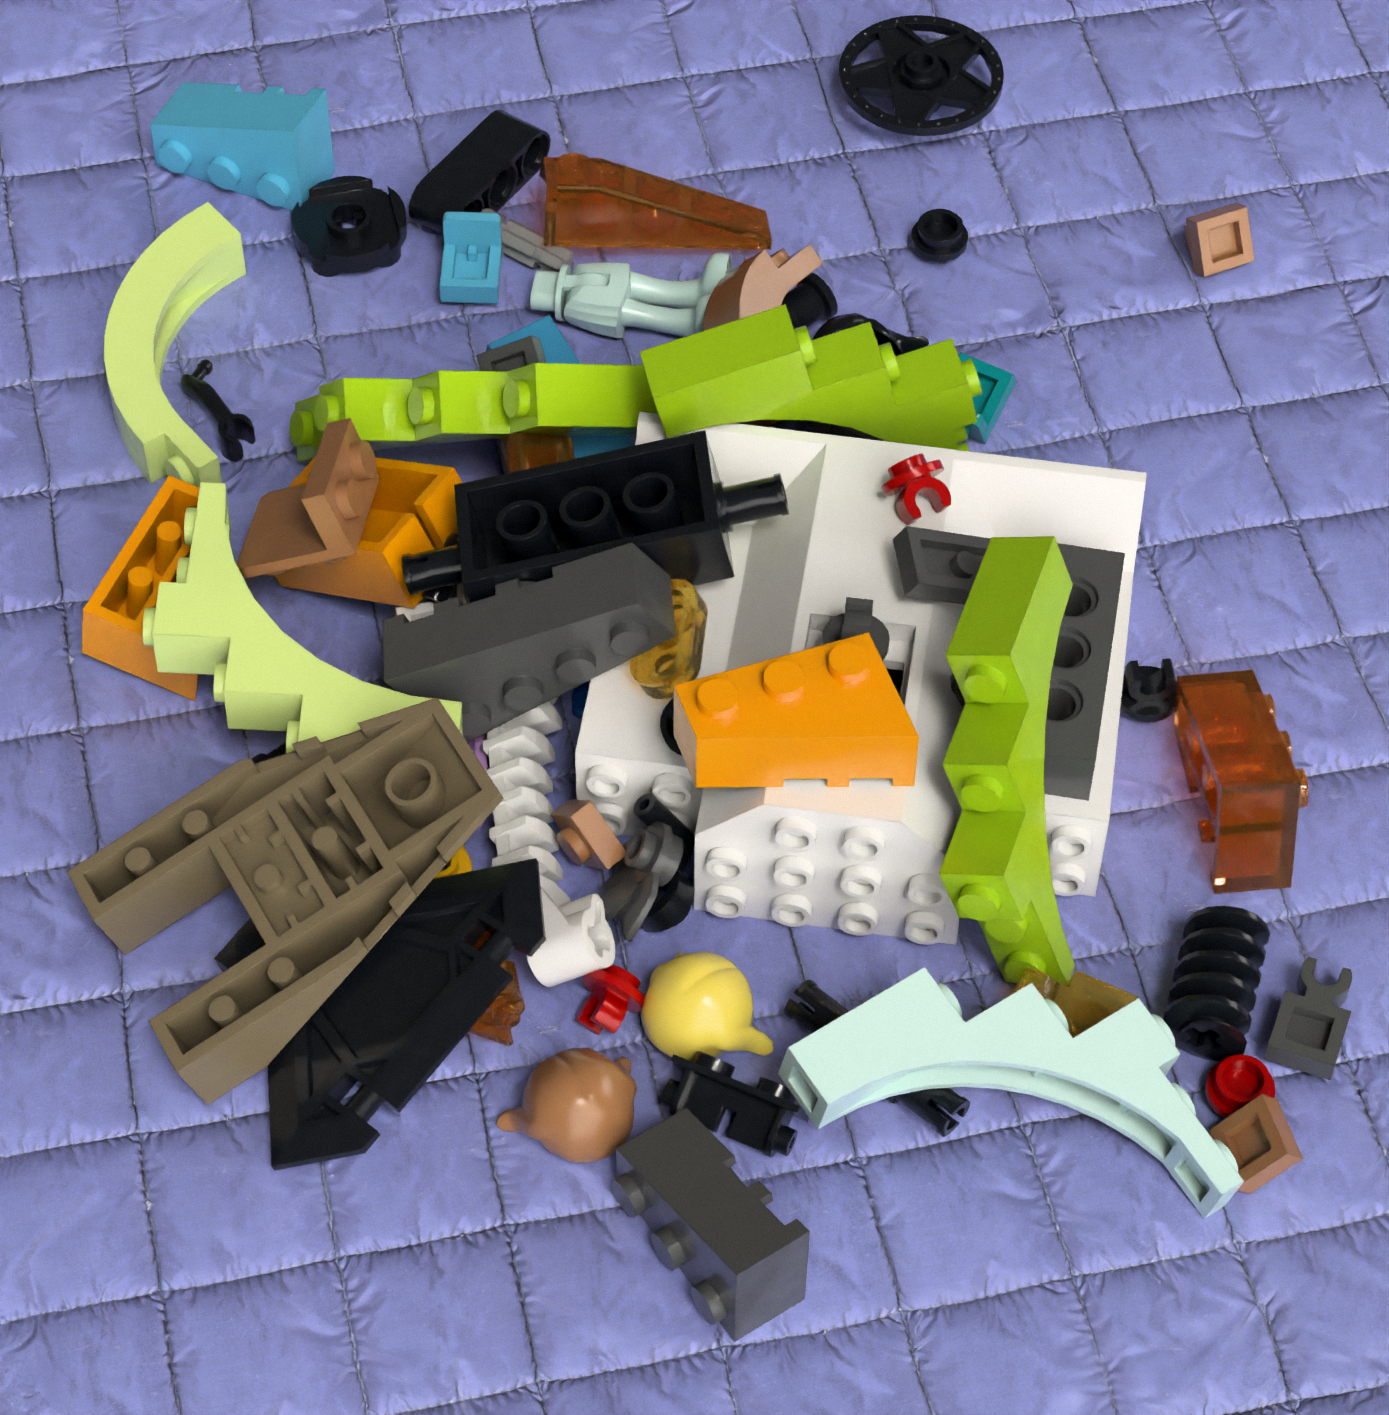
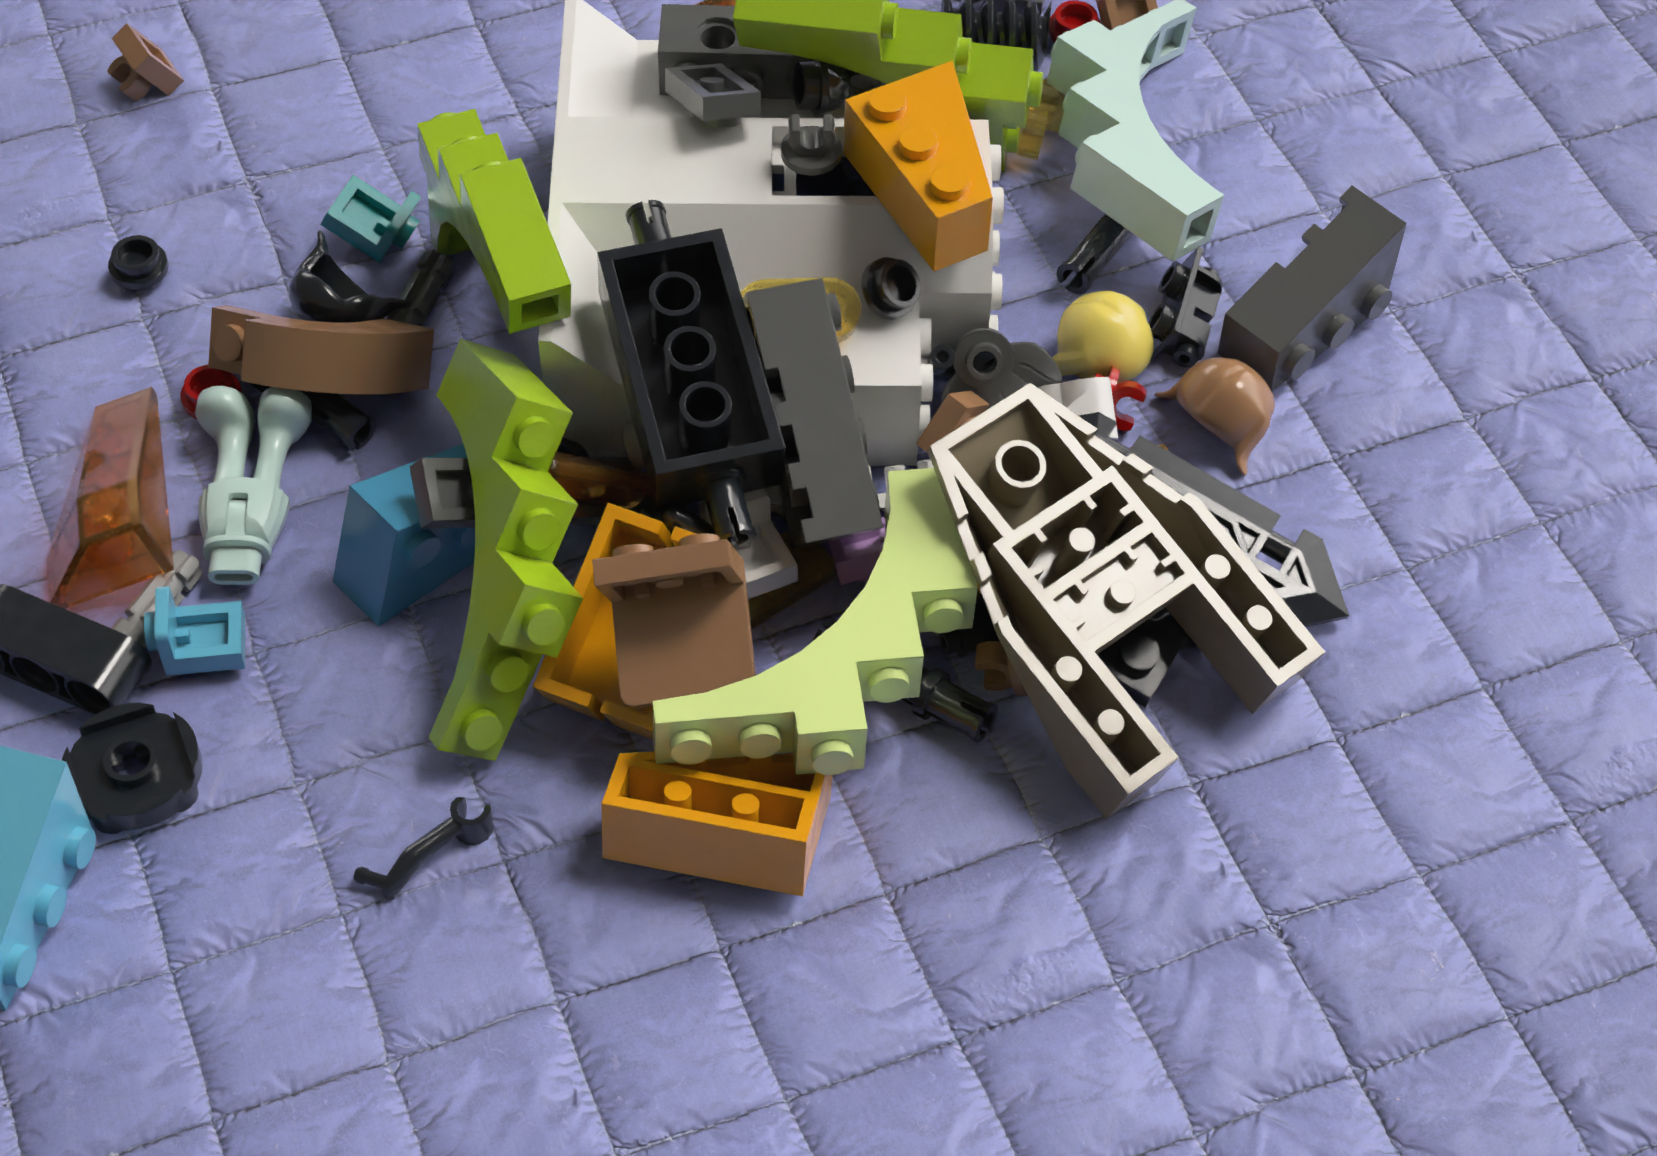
camera: 100 degrees left, 0 degrees up
(149, 309) = (351, 933): yellowish green arch -> none
(916, 477) = (622, 121): red plate -> none

